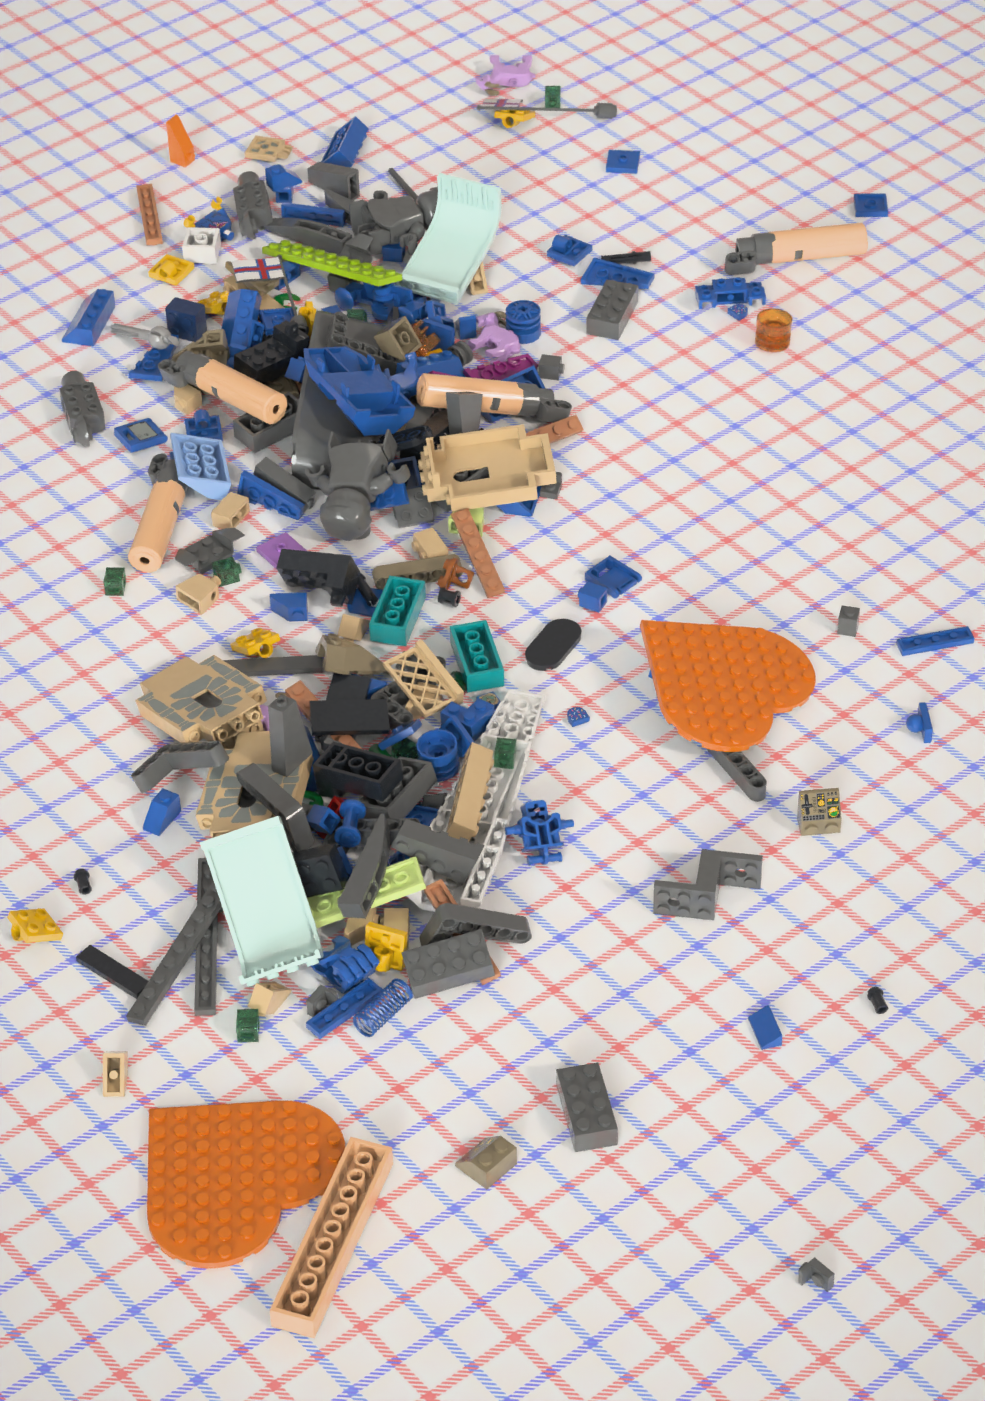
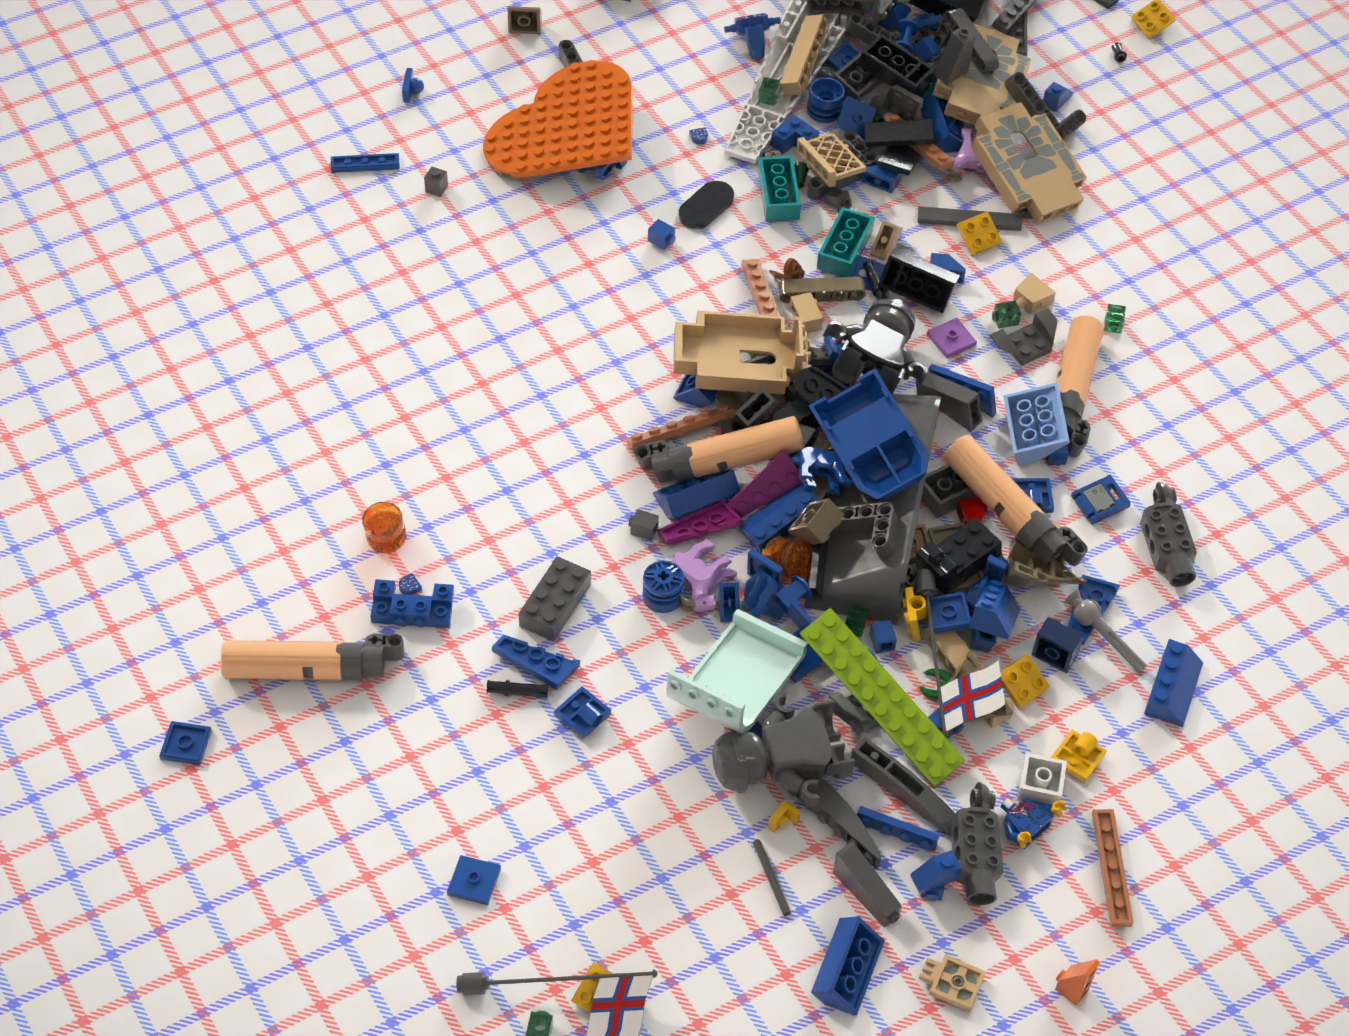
camera: 175 degrees left, 10 degrees up
(230, 511) = (1005, 381): tan brick -> none
(296, 369) = (925, 533): blue slope -> none
(346, 657) = (897, 194): dark tan wedge -> none
(449, 597) = (799, 258): black bush -> none
(462, 351) = (739, 551): dark grey wheel -> none
(463, 738) = (808, 116): blue wing -> none
(552, 490) = (669, 377): dark grey bracket -> none
(617, 579) = (633, 263): blue container -> none

